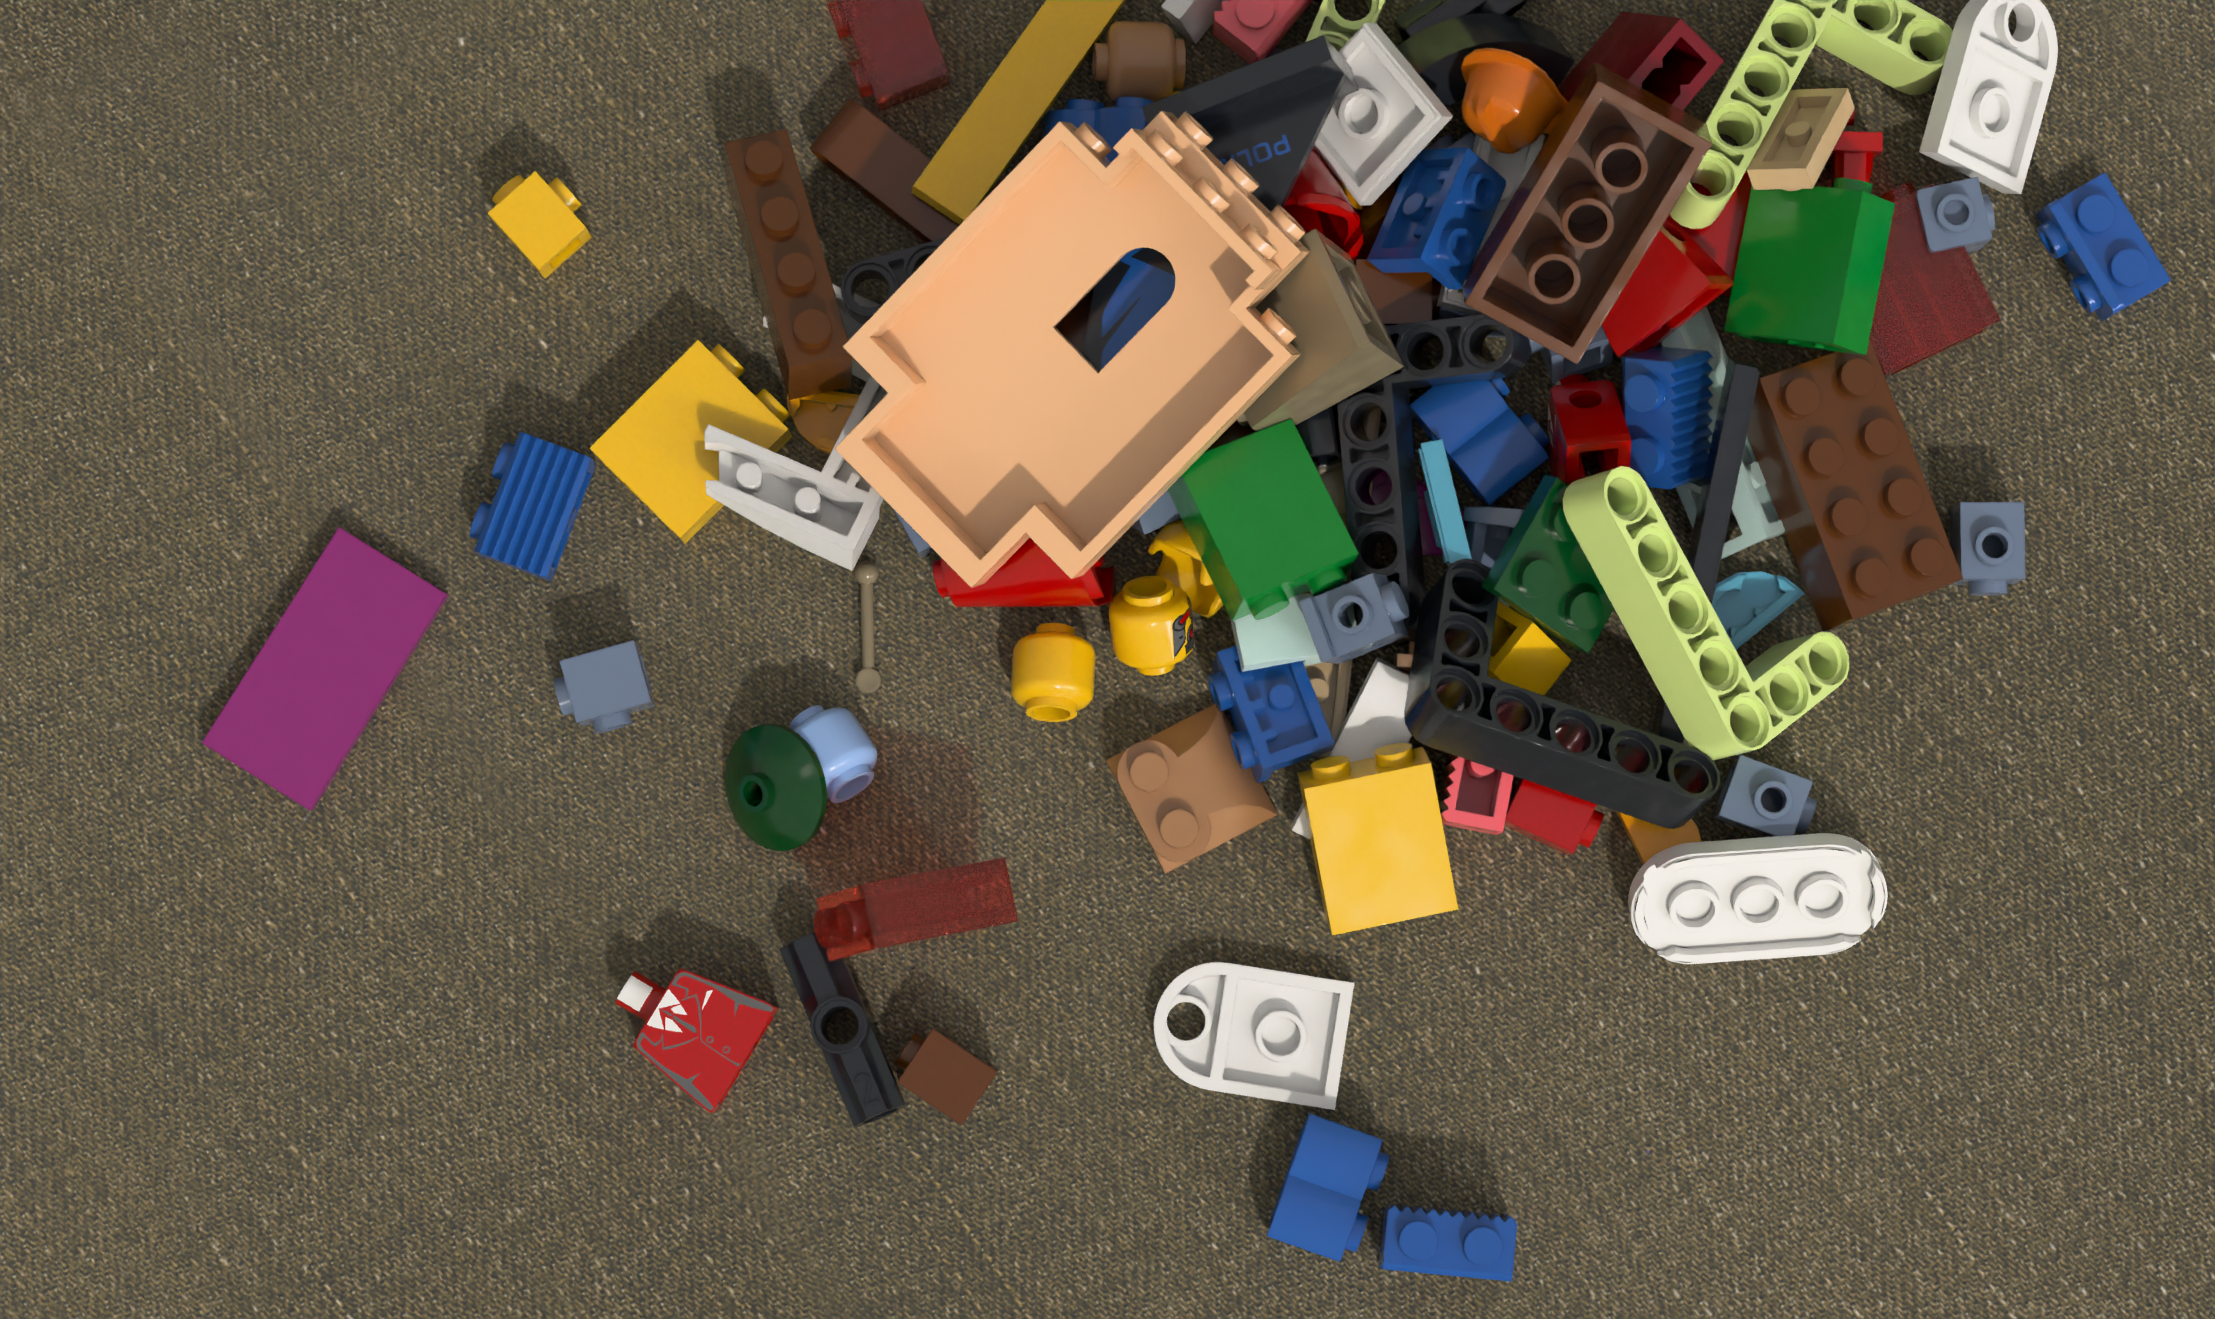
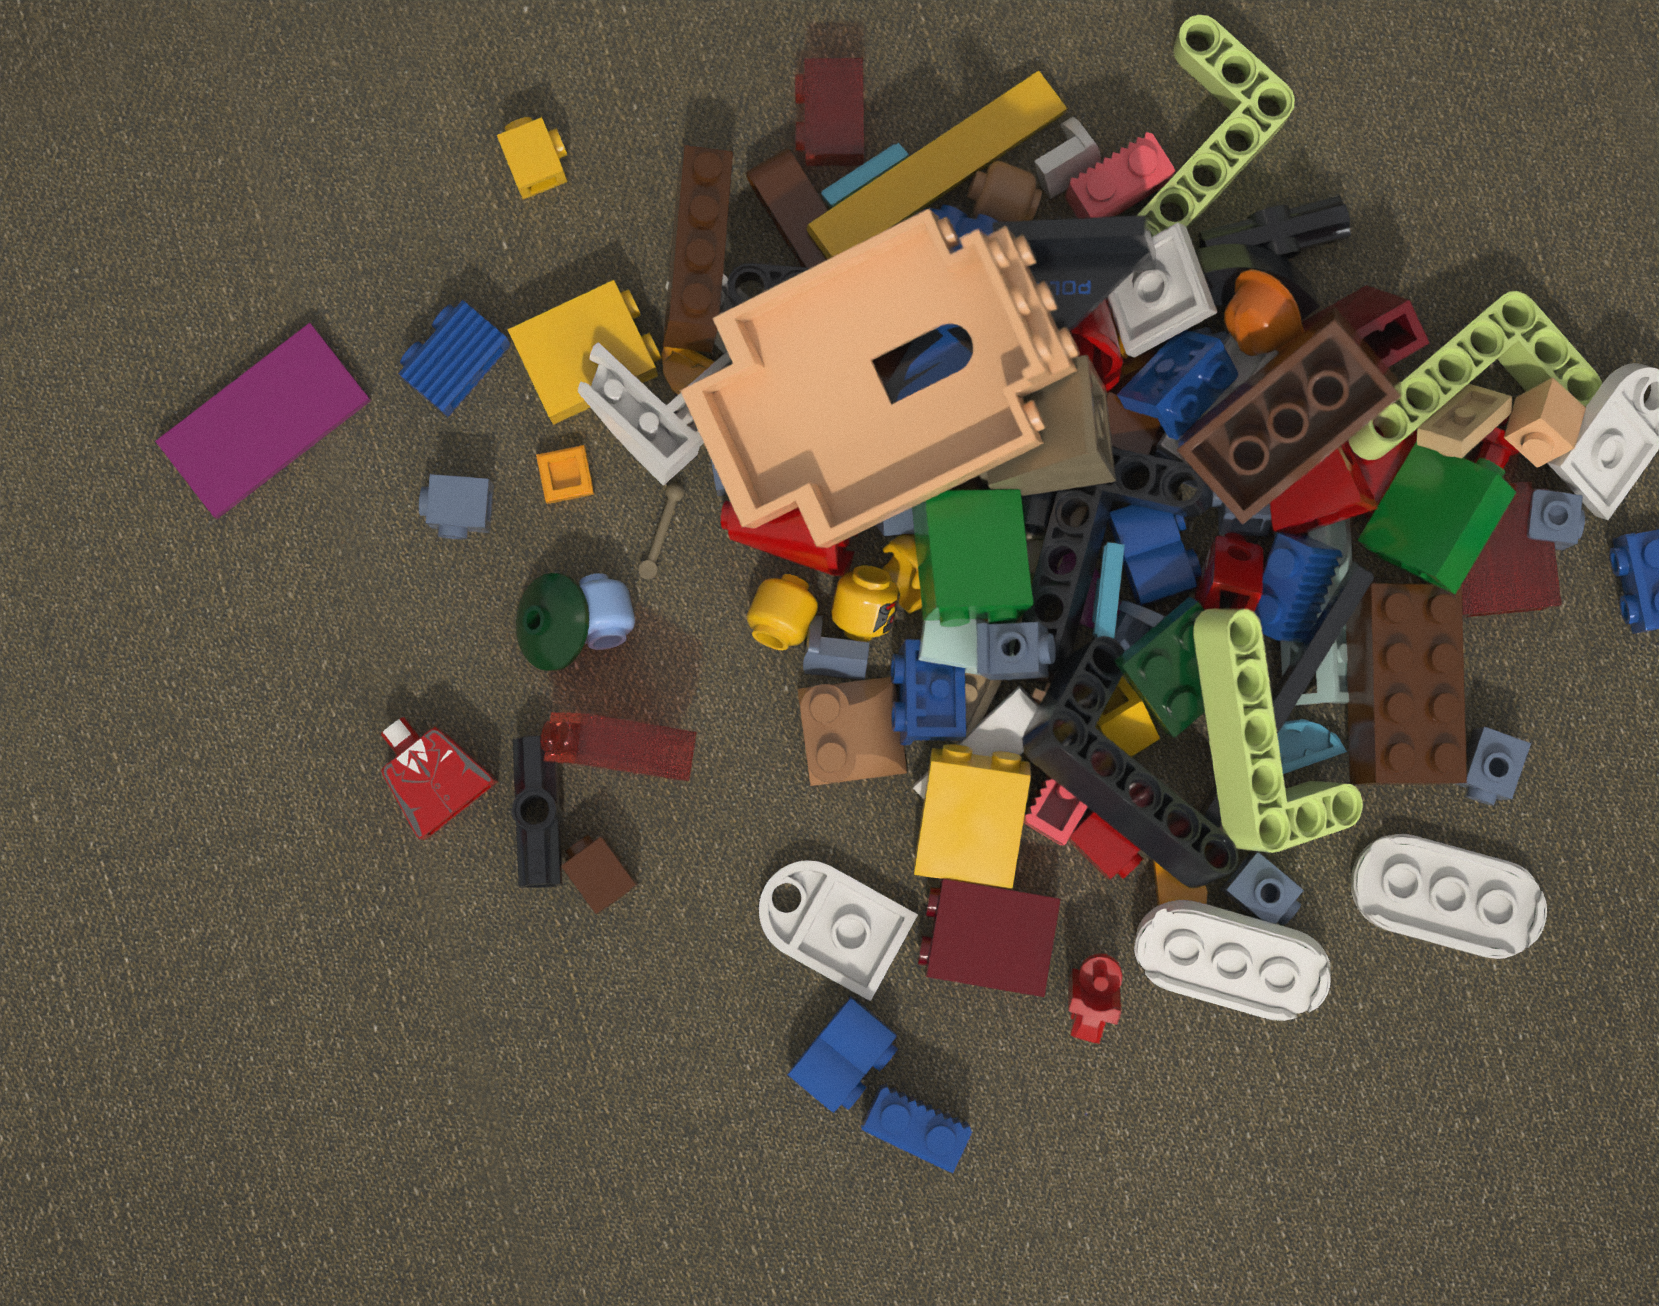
camera: 20 degrees right, 0 degrees up
(723, 600) = (565, 474): none -> light orange tile
(958, 99) = (864, 175): none -> medium azure tile
(1135, 703) = (834, 655): none -> sand blue tile
(1451, 978) = (989, 937): none -> dark red brick
(1606, 1003) = (1094, 996): none -> red hips
(1900, 104) = (1545, 422): none -> light nougat brick
(1992, 724) = (1448, 896): none -> white tile

